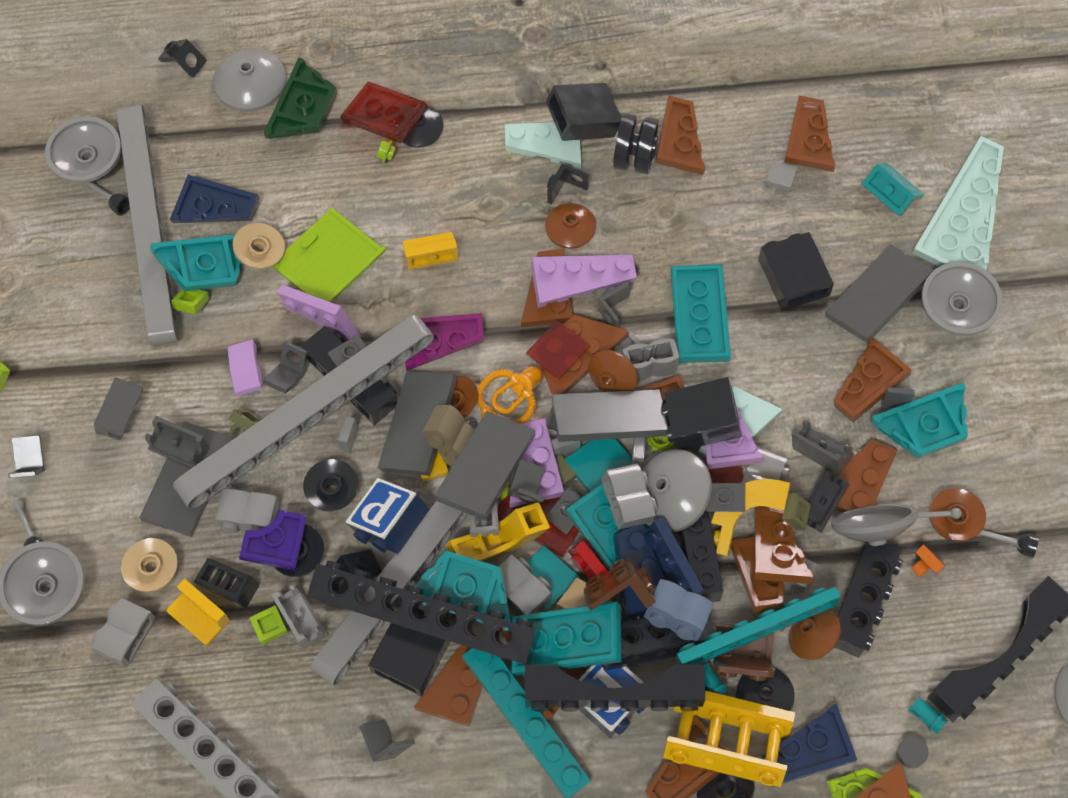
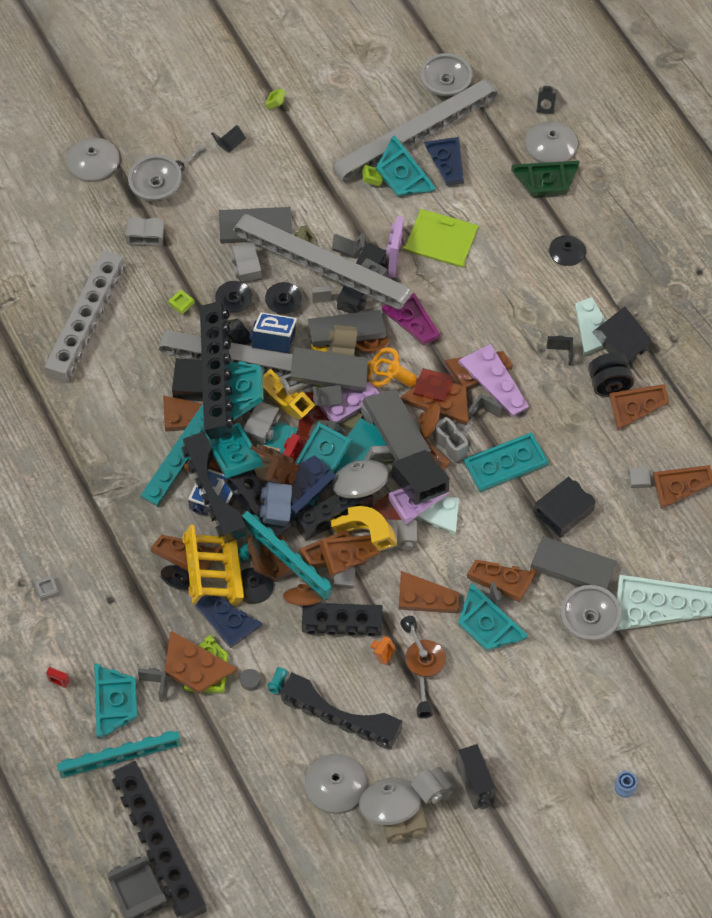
camera: 65 degrees right, 5 degrees down
(117, 203) = (422, 107): black hinge -> none
(117, 408) = (282, 168): dark grey hinge -> none
(142, 555) = (191, 221): tan dish -> none
(176, 443) = (272, 206): dark grey hinge -> none
(197, 613) = (174, 264): yellow panel -> none
(240, 593) = (198, 273): black slope -> none
(244, 367) = (339, 222): lavender slope -> none
(262, 237) = (429, 188): tan dish -> none
(277, 543) = (230, 282): dark purple tile -> none
(300, 617) = (188, 318): light grey hinge -> none
(380, 742) = (135, 385): dark grey bracket -> none
(384, 112) = (563, 224): clear red tile -> none
(385, 150) = (535, 237): lime plate -> none
(430, 250) = (474, 290): yellow panel -> none
(570, 234) = (535, 371): dark orange dish -> none
(628, 496) = (340, 451): light grey brick -> none
(727, 498) = (366, 507): dark grey bracket -> none
(796, 511) = (377, 553): olive tile -> none
(821, 449) = (436, 562): dark grey hinge -> none
(825, 500) = (396, 574): black hinge -> none
(875, 523) = (388, 599): light grey dish -> none
(892, 188) = (666, 549): teal panel -> none

